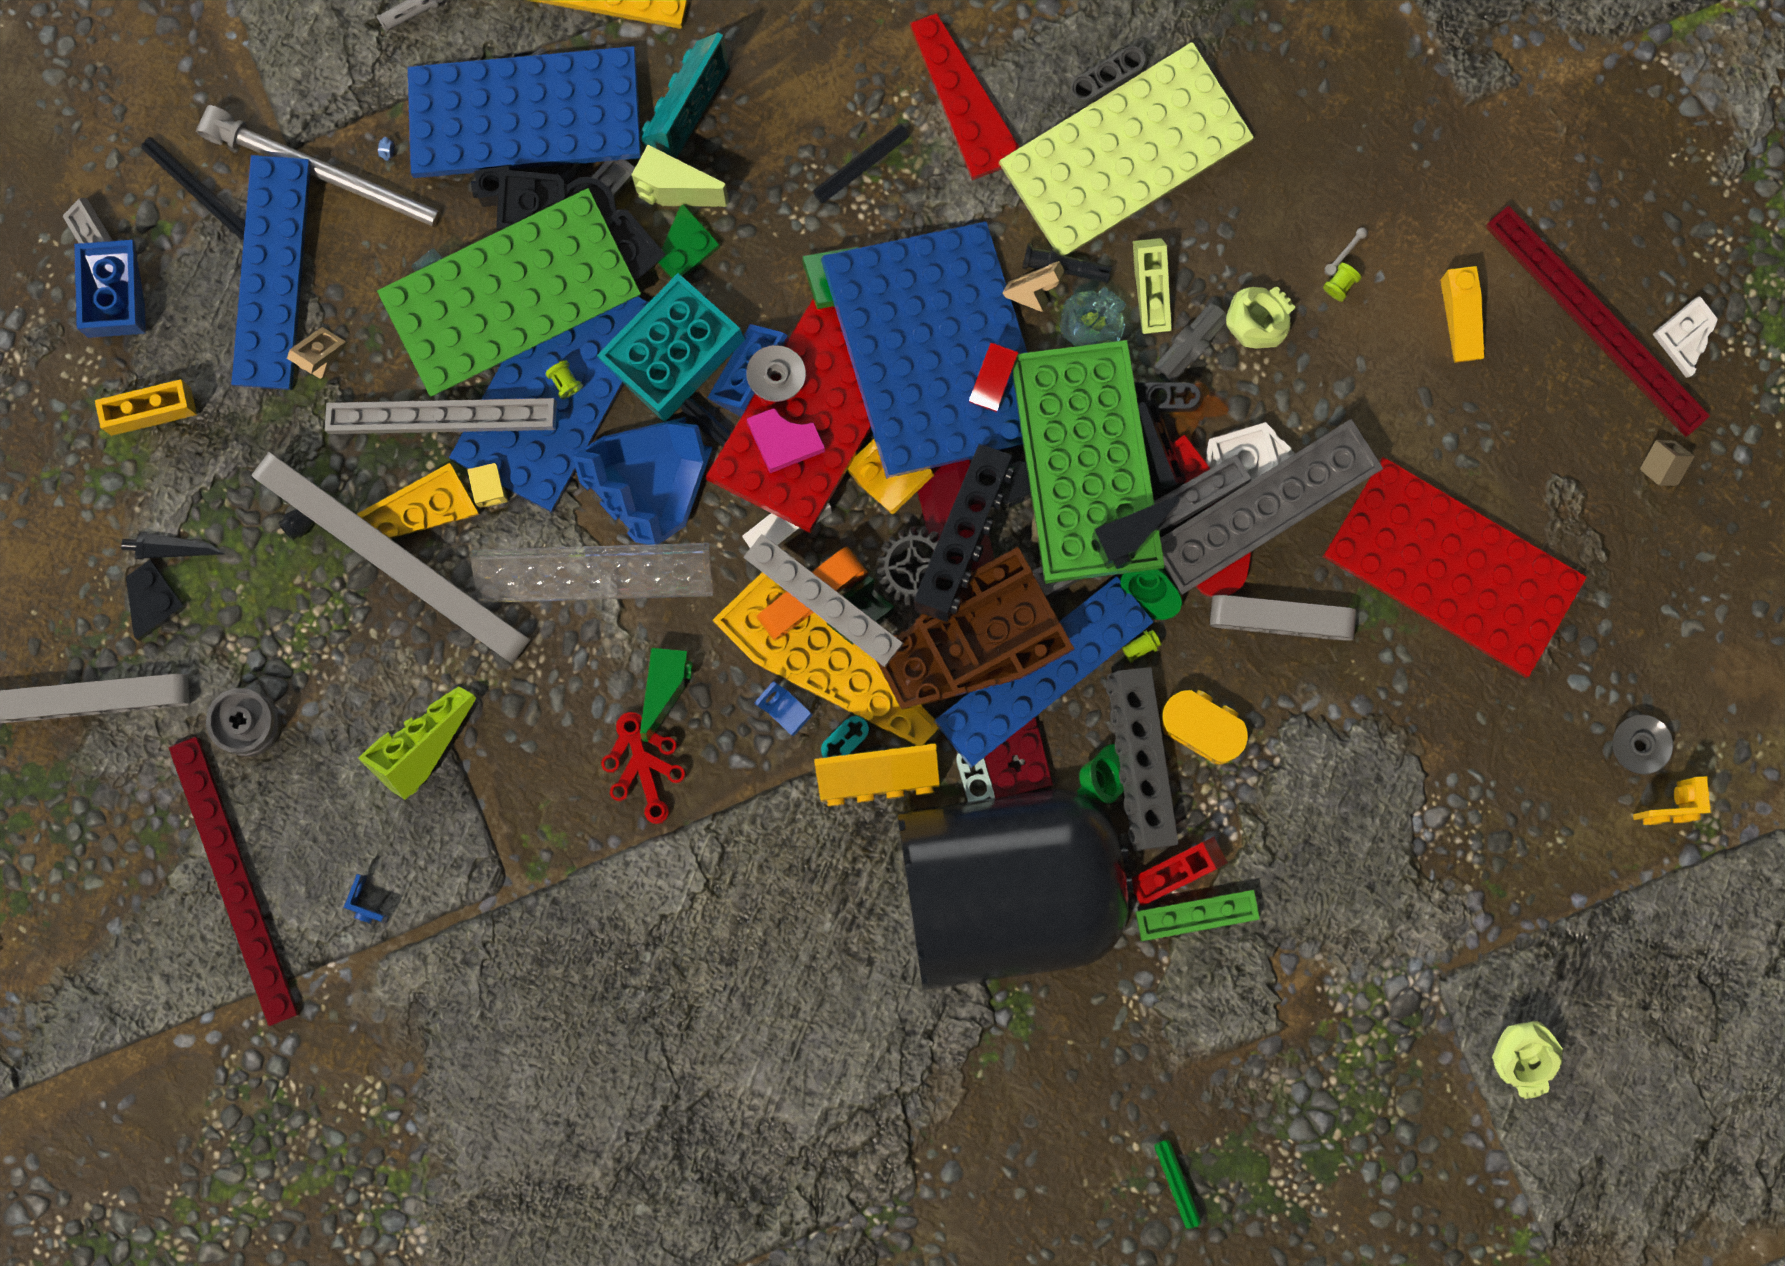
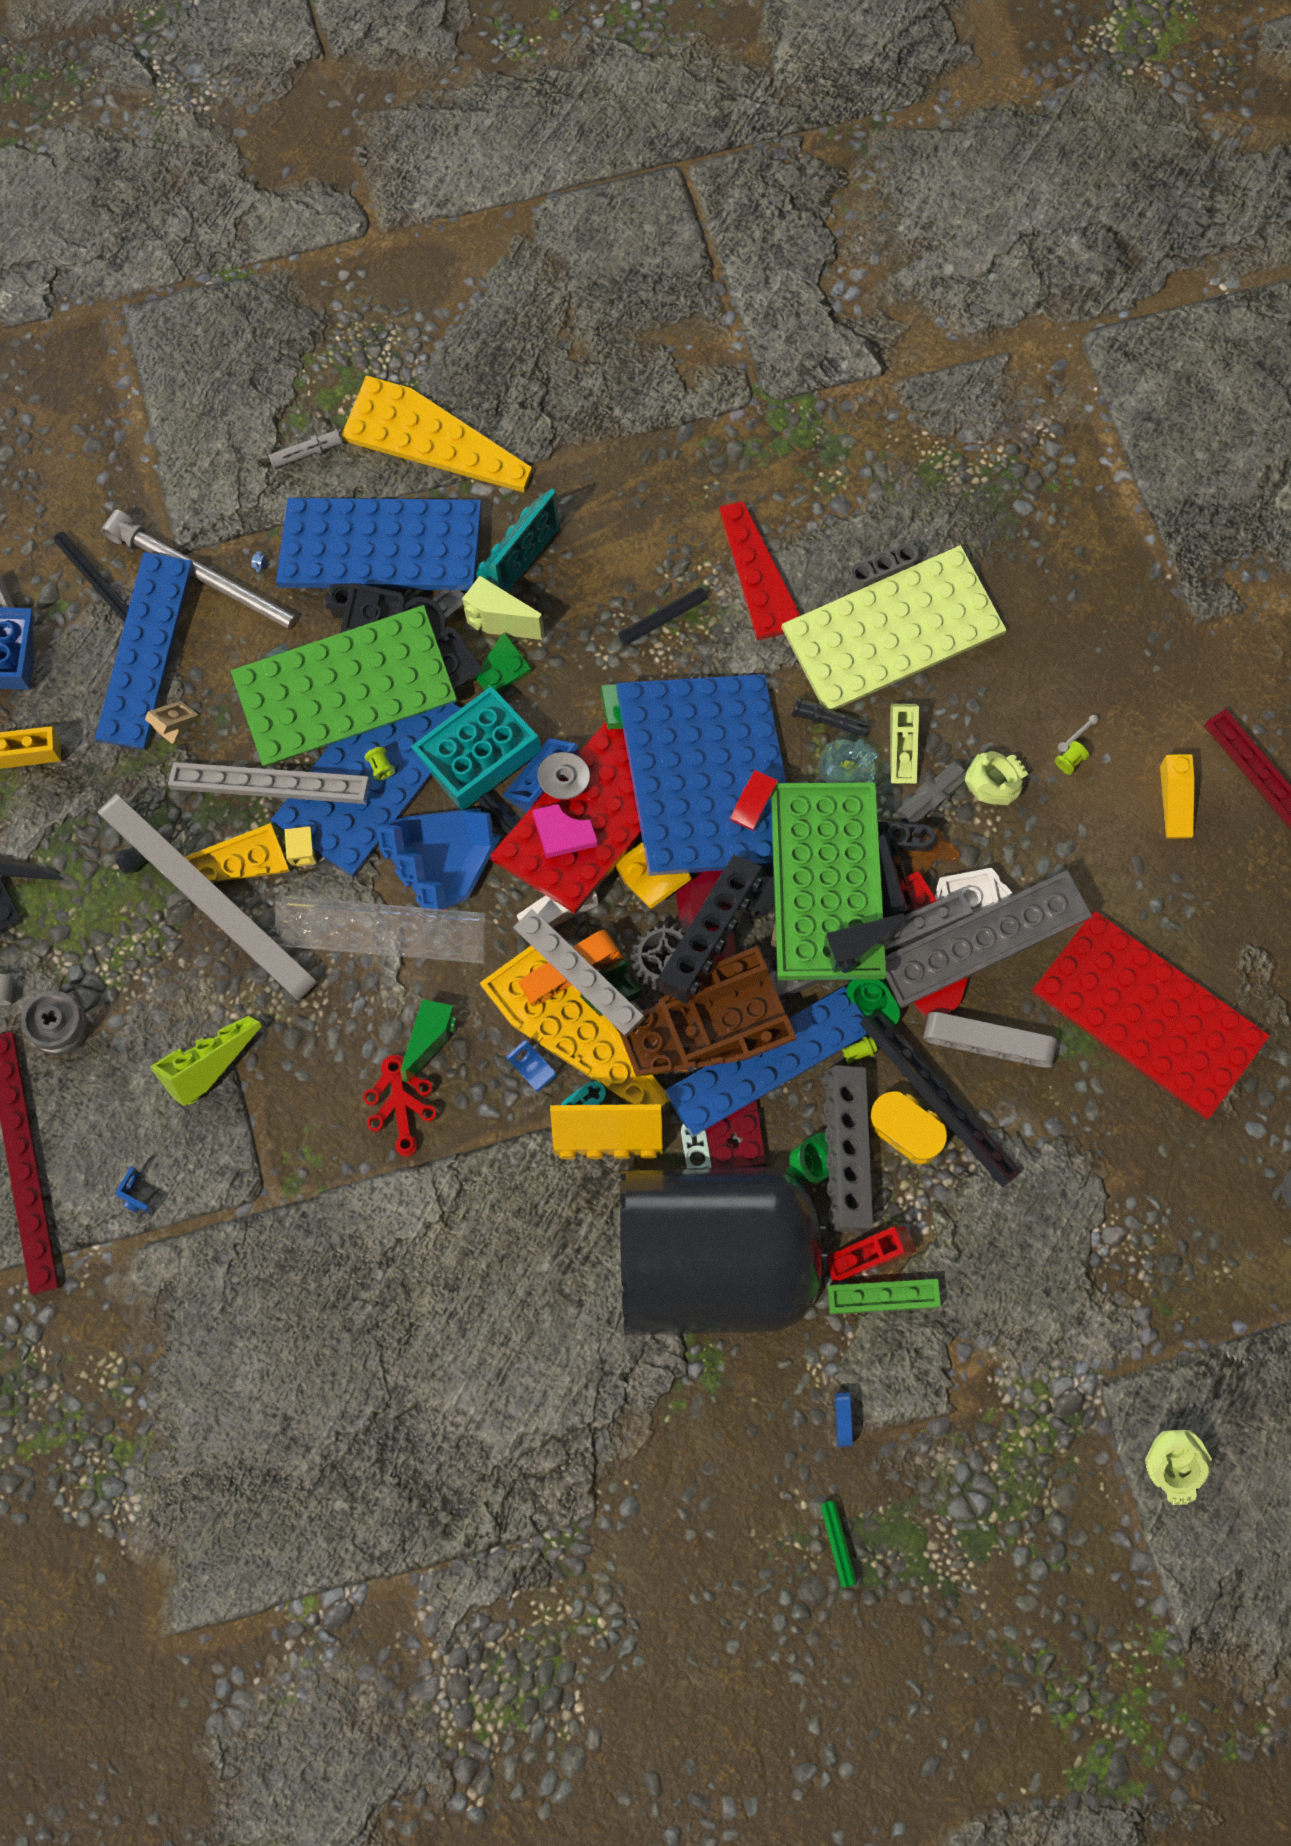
camera: 10 degrees right, 10 degrees down
(1029, 287) = (795, 733): tan slope -> none
(1168, 1052) = (843, 1419): none -> blue beam
(1235, 690) = (940, 1098): none -> black plate

